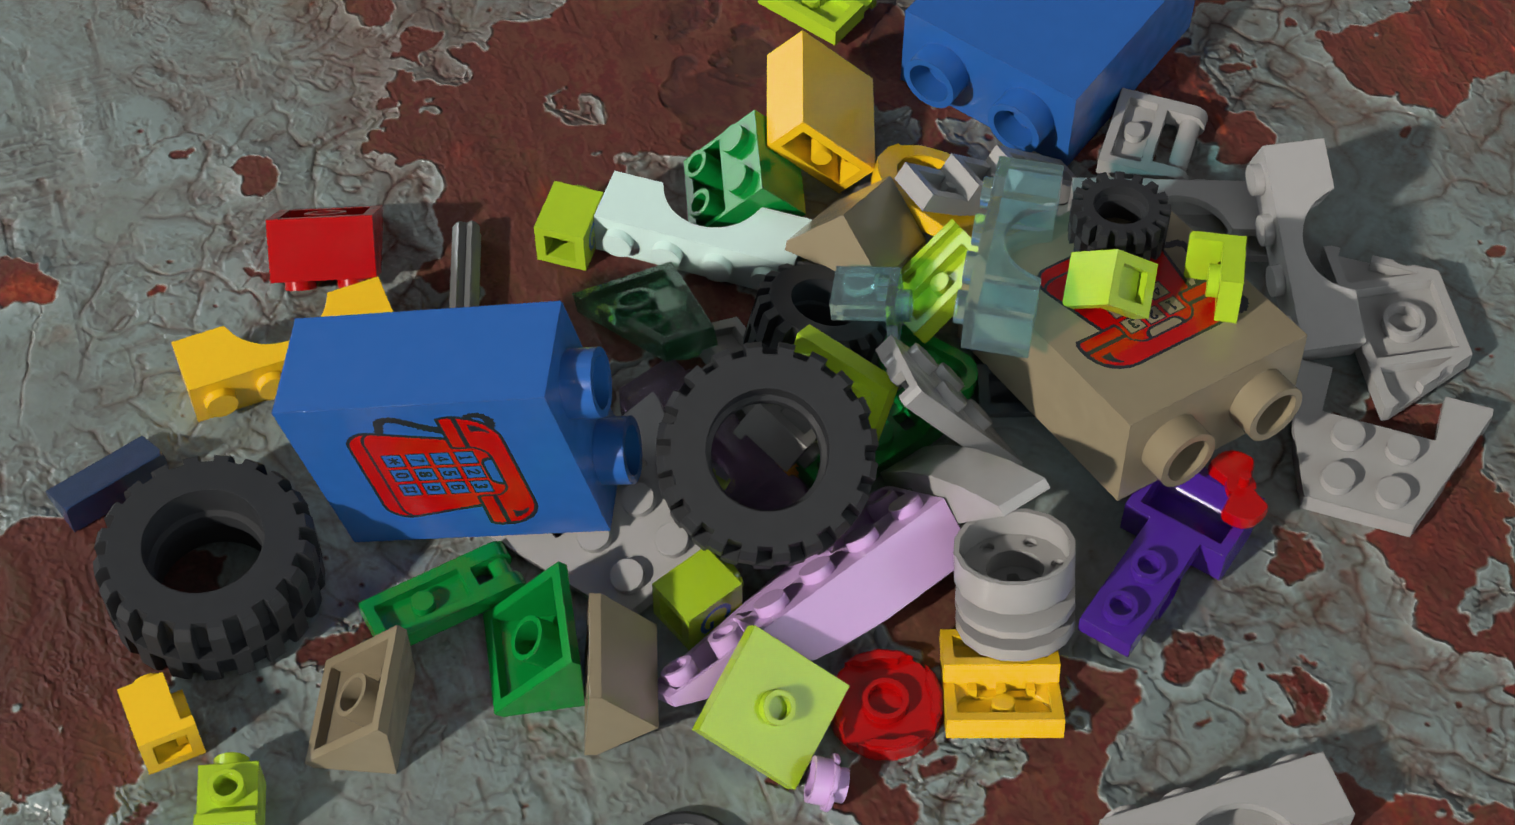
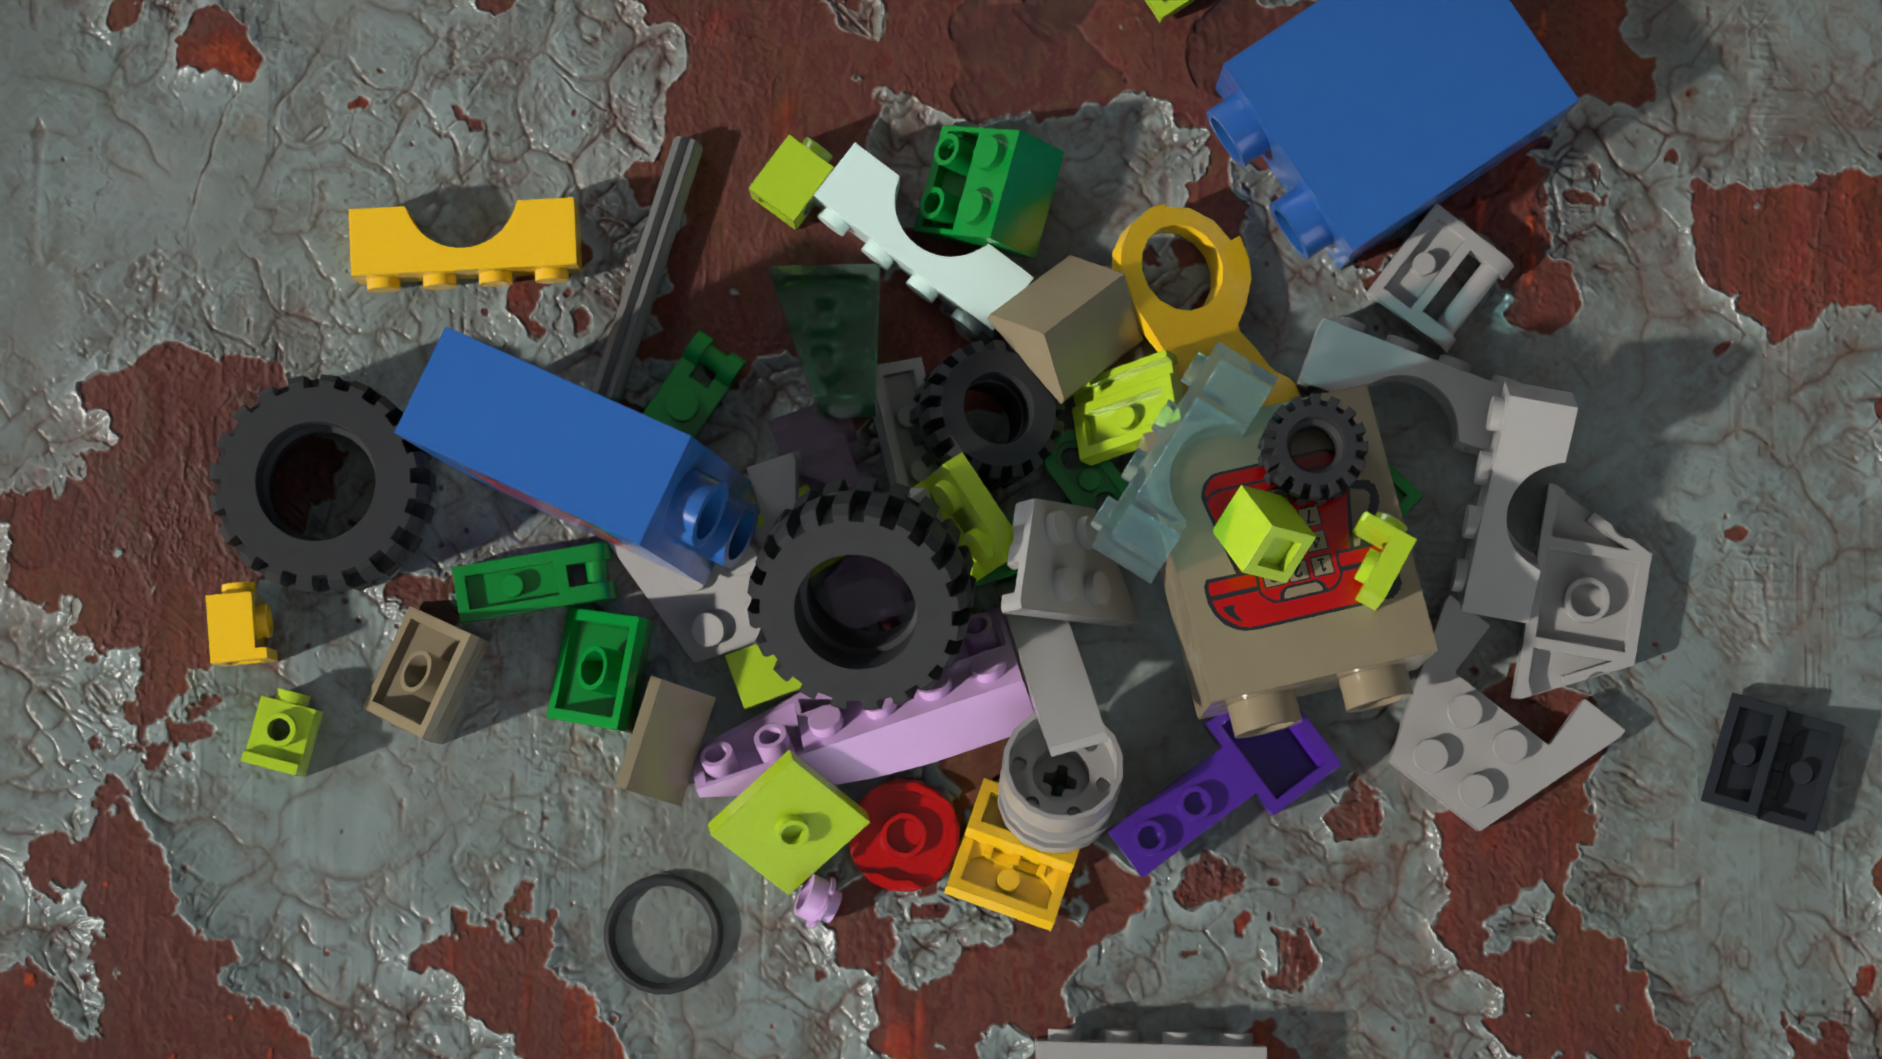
camera: 20 degrees right, 30 degrees up
(99, 486) = (255, 332): dark blue slope -> none
(324, 246) = (539, 117): red slope -> none
(820, 112) = (1096, 137): yellow brick -> none
(871, 295) = (1045, 419): clear light blue bracket -> none
(959, 182) = (1236, 296): light grey slope -> none
(1244, 506) = (1315, 771): red piece -> none

